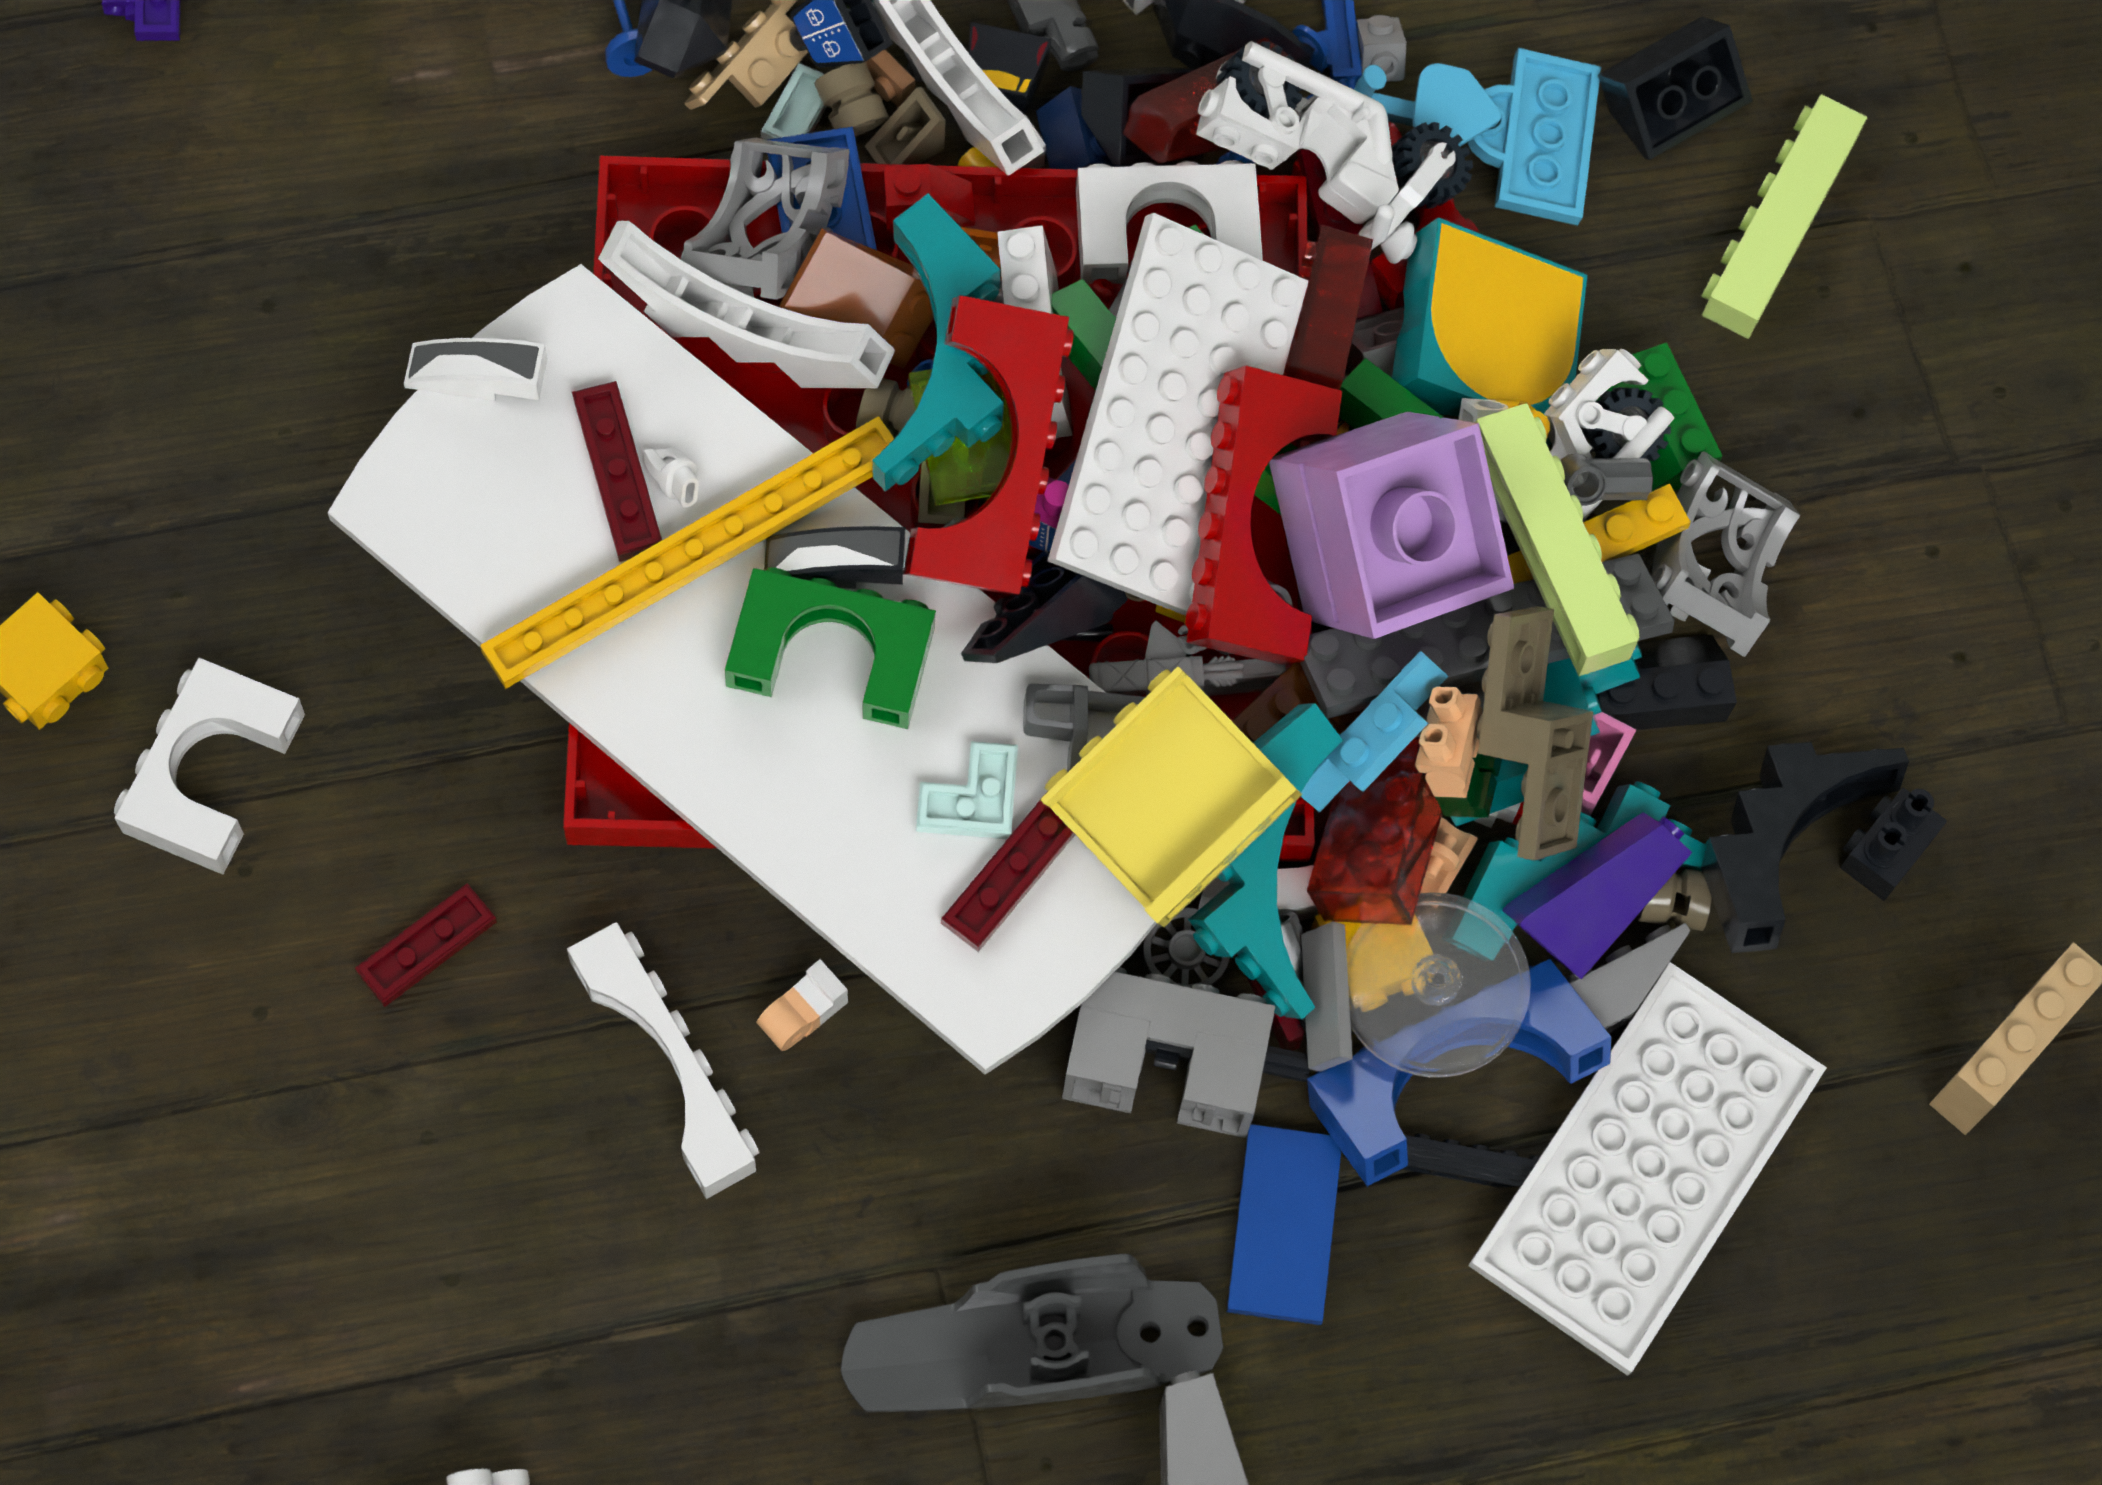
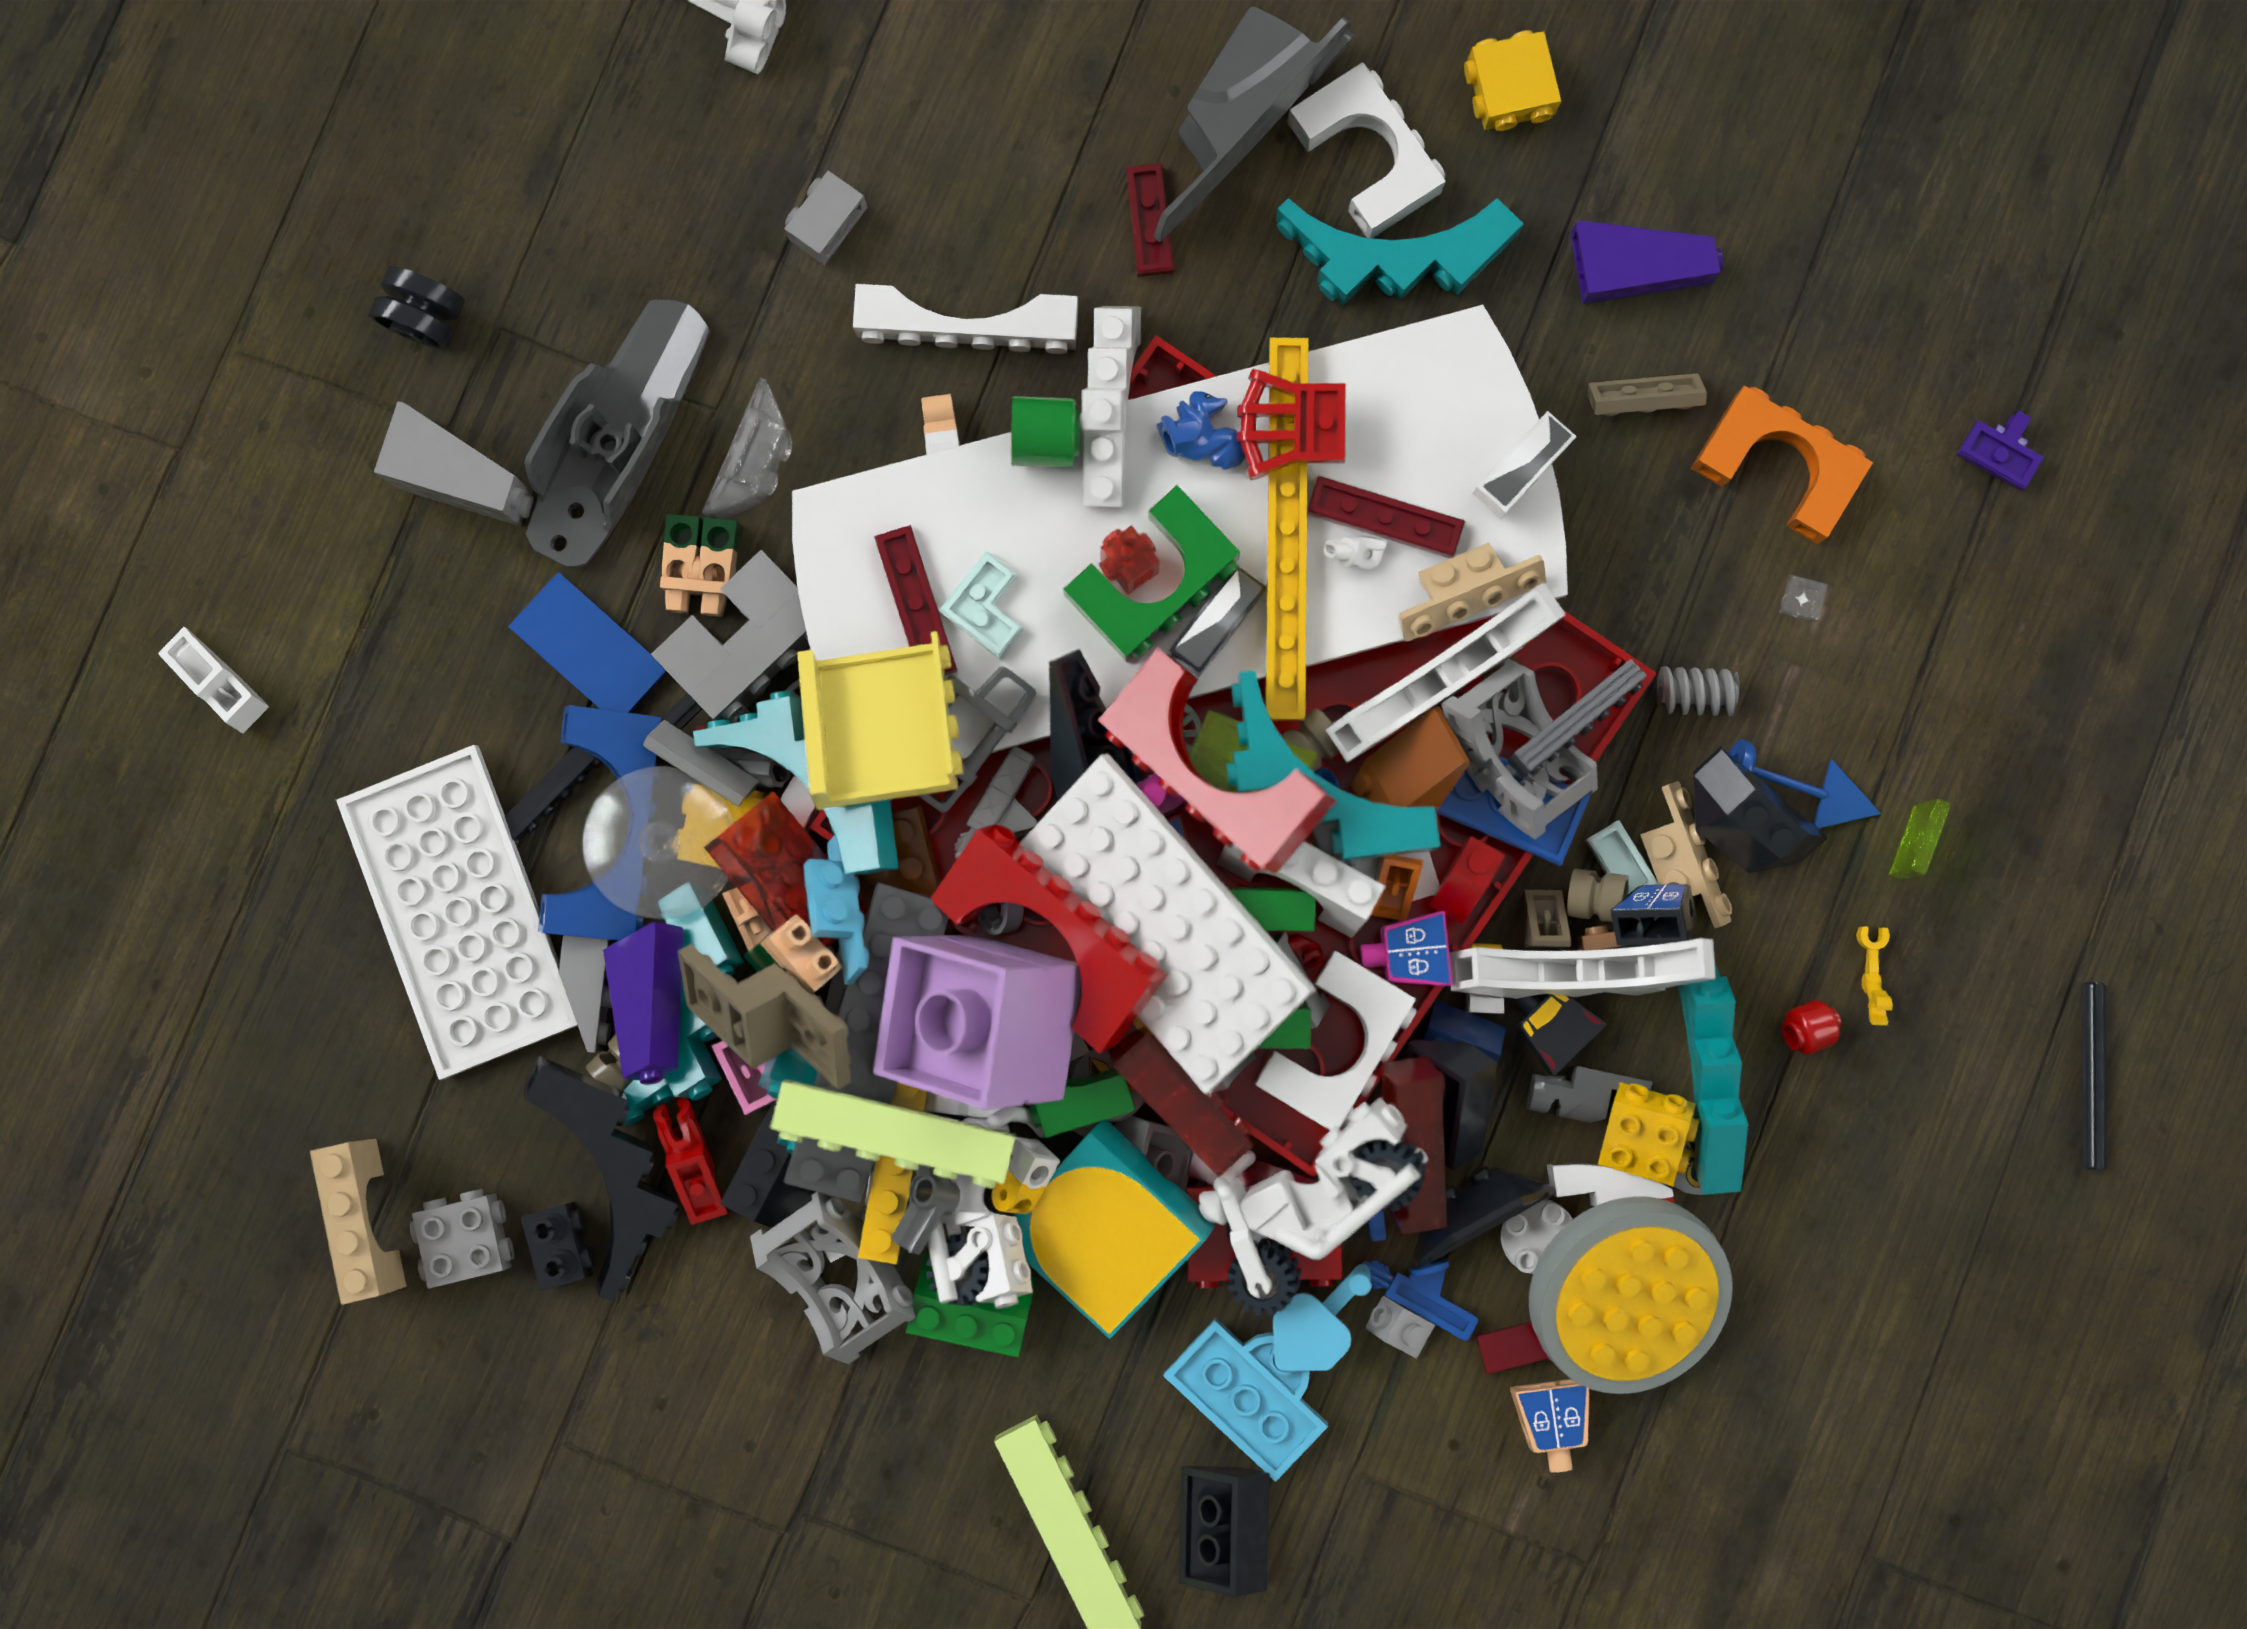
camera: 135 degrees right, 15 degrees up
(170, 437) = (1640, 261): none -> dark purple slope
(247, 912) = (1245, 95): none -> dark grey piece
(272, 133) = (1833, 467): none -> orange arch
(277, 613) = (1399, 265): none -> teal arch
(304, 345) = (1647, 394): none -> dark tan plate
(421, 94) = (1803, 598): none -> clear tile
(572, 570) = (1318, 423): none -> red plate
(582, 126) = (1698, 690): none -> light grey piece
(636, 829) = (1106, 401): none -> white arch
(637, 354) = (1467, 587): none -> tan bracket
(646, 1282) = (825, 216): none -> light grey brick
(656, 696) = (1194, 434): none -> blue animal
(702, 182) = (1577, 720): none -> piece
(756, 836) = (1044, 431): none -> green piece
(831, 674) = (1128, 558): none -> clear red brick
(964, 1183) = (752, 457): none -> clear wedge
(1031, 196) = (1412, 951): none -> blue torso
(1114, 1162) = (698, 561): none -> light nougat hips
(1719, 763) = (690, 1163): none -> red plate
(1958, 940) = (461, 1238): none -> light grey brick

